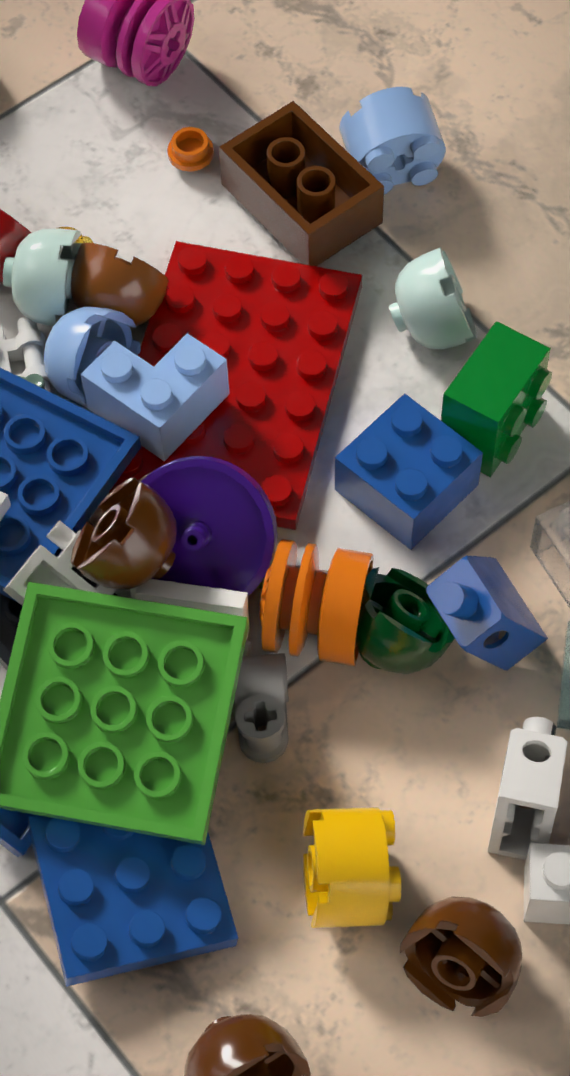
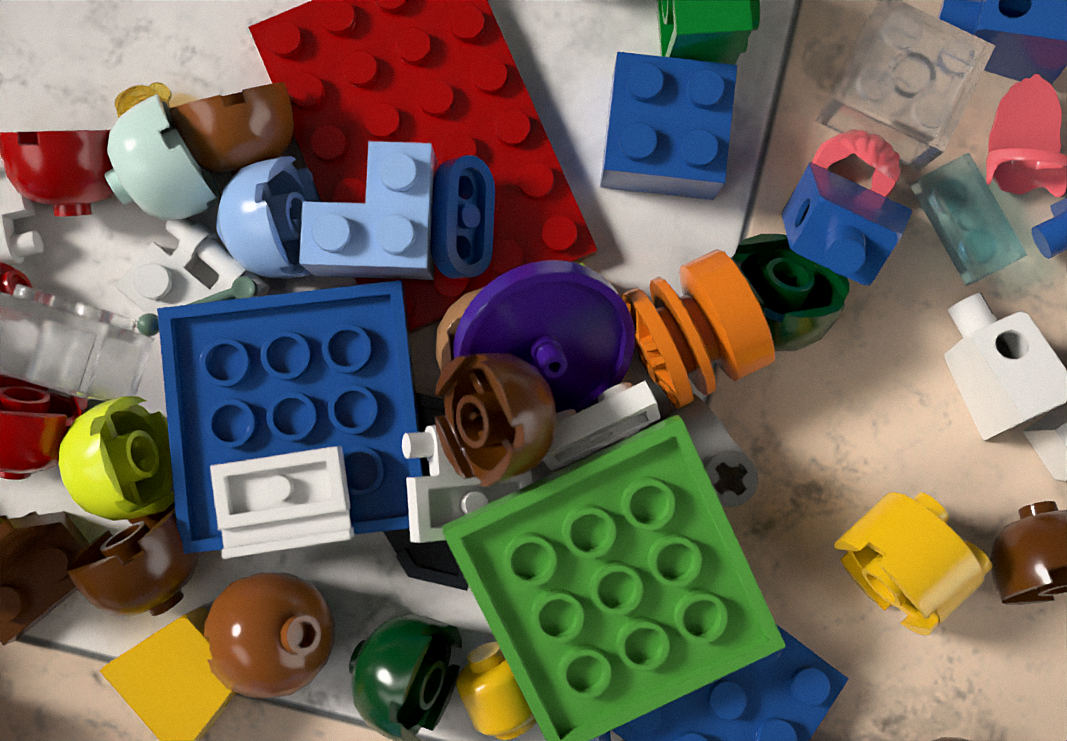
camera: 35 degrees left, 25 degrees up
(209, 427) = (462, 217): none -> blue plate
(543, 576) = (868, 147): none -> coral piece

